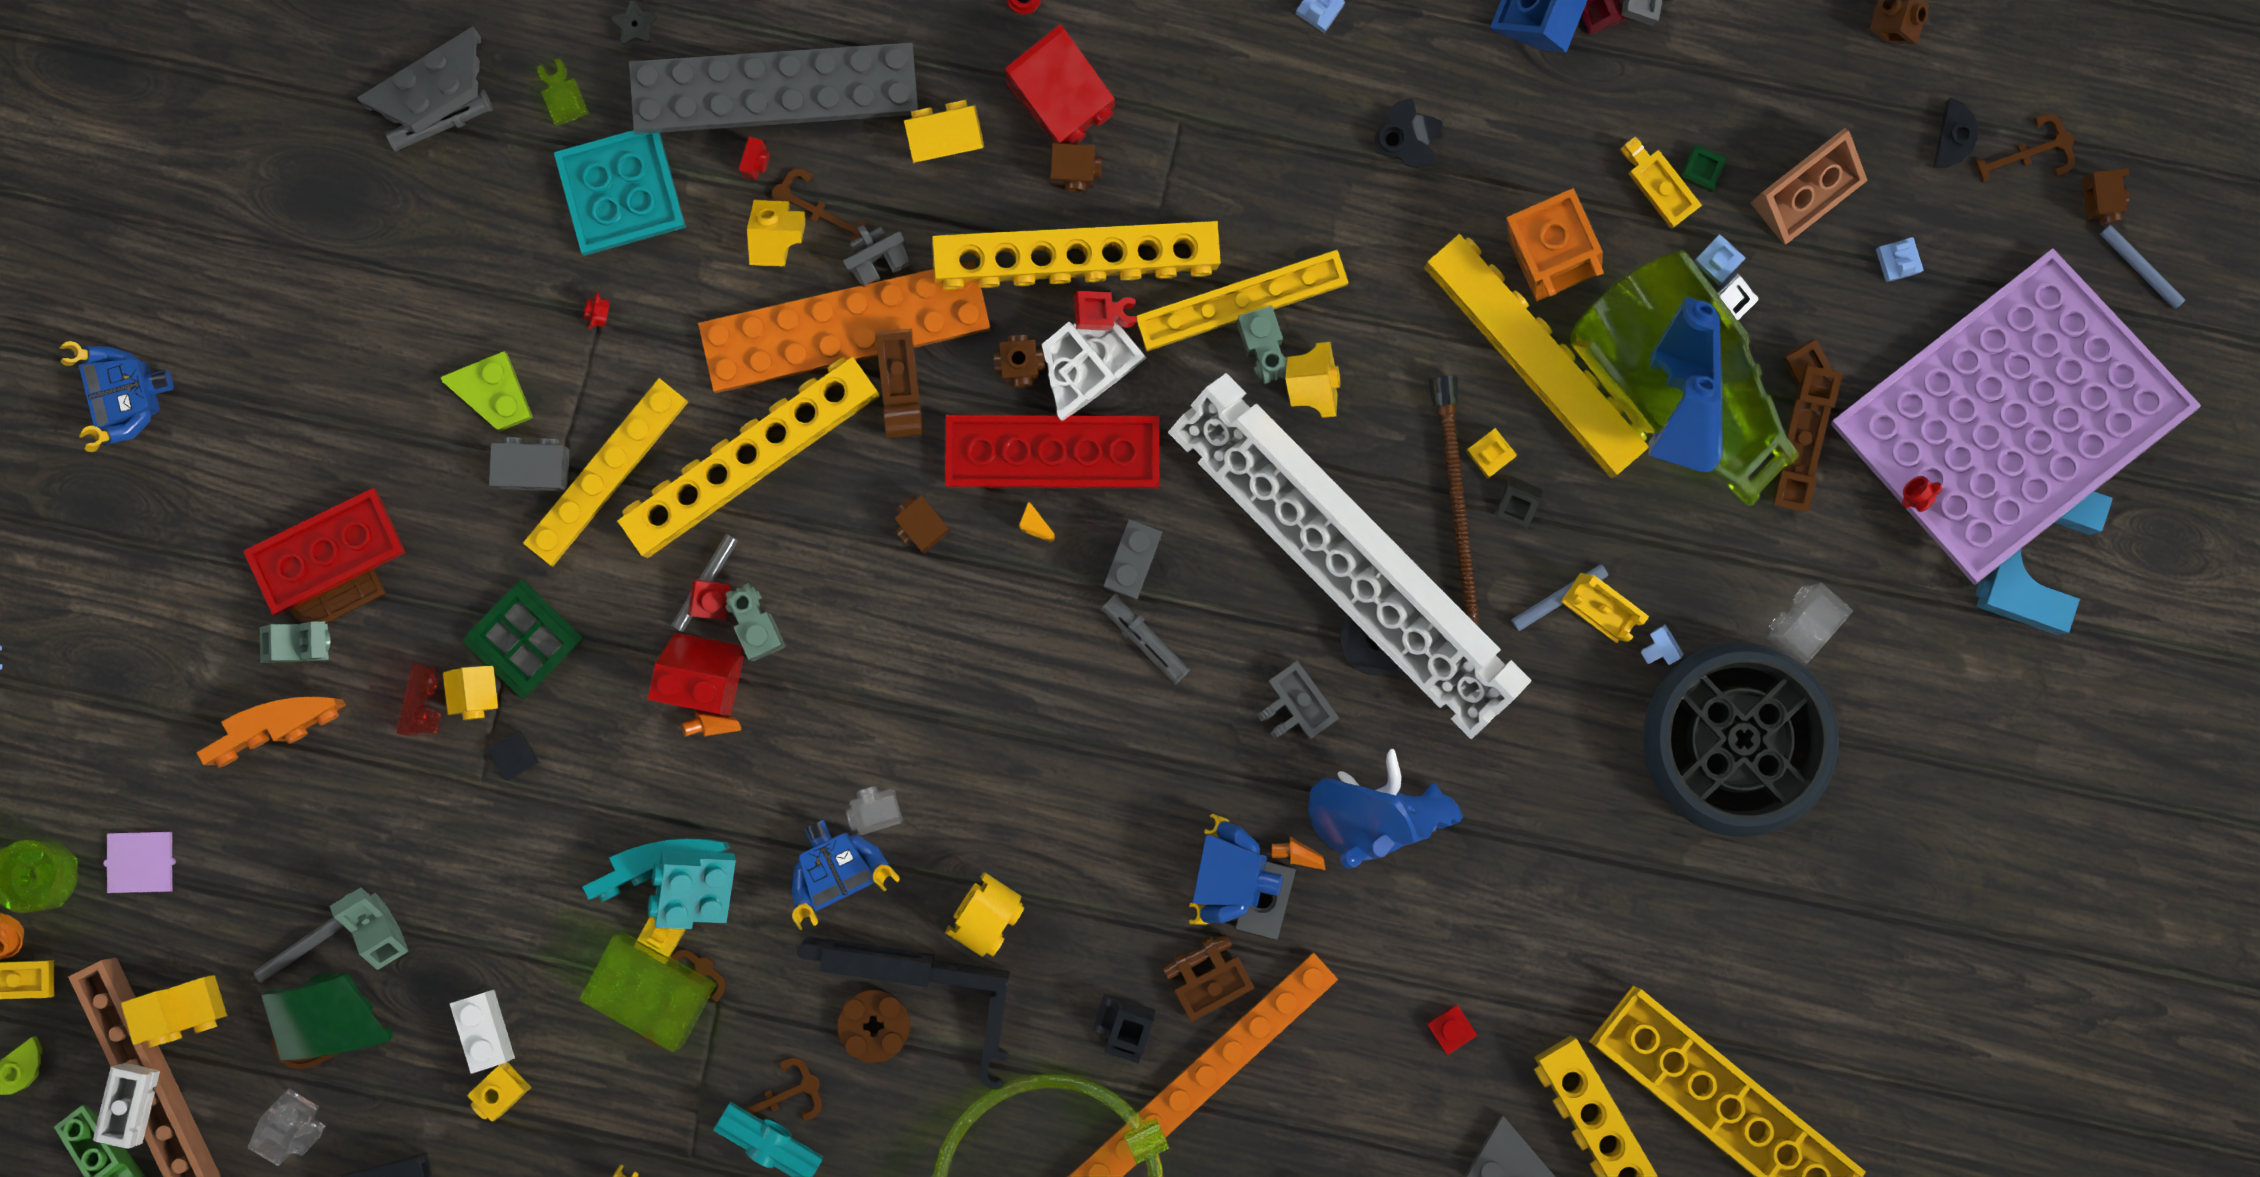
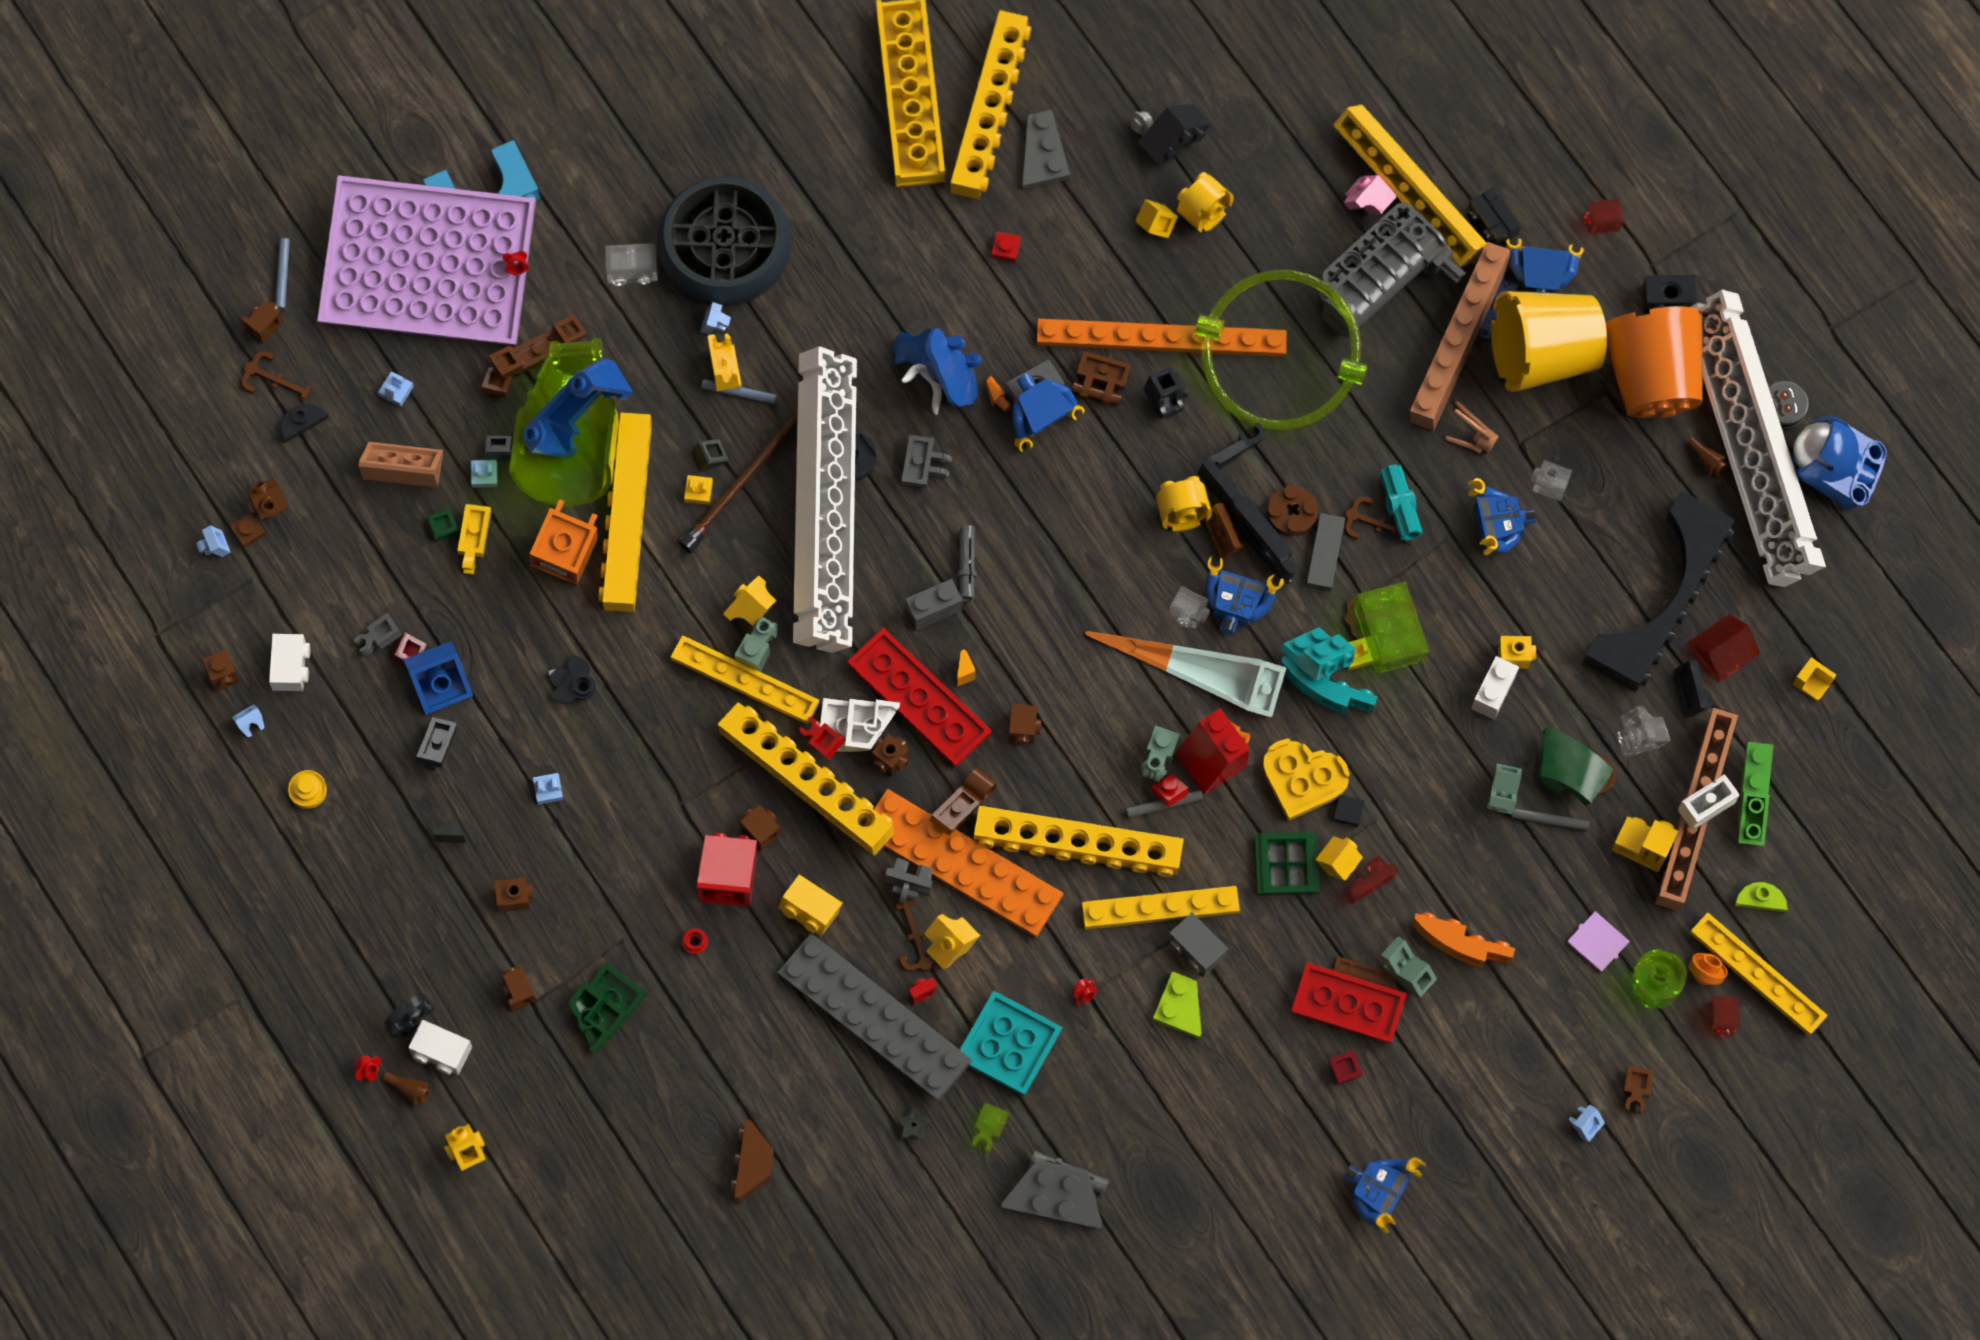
camera: 135 degrees left, 15 degrees down
(268, 484) = (1345, 1067): none -> dark red plate
(590, 743) = (1303, 778): none -> yellow plate
(755, 780) = (1238, 679): none -> light aqua plate
(798, 1014) = (1325, 551): none -> dark grey tile
(919, 928) = (1222, 532): none -> reddish brown plate

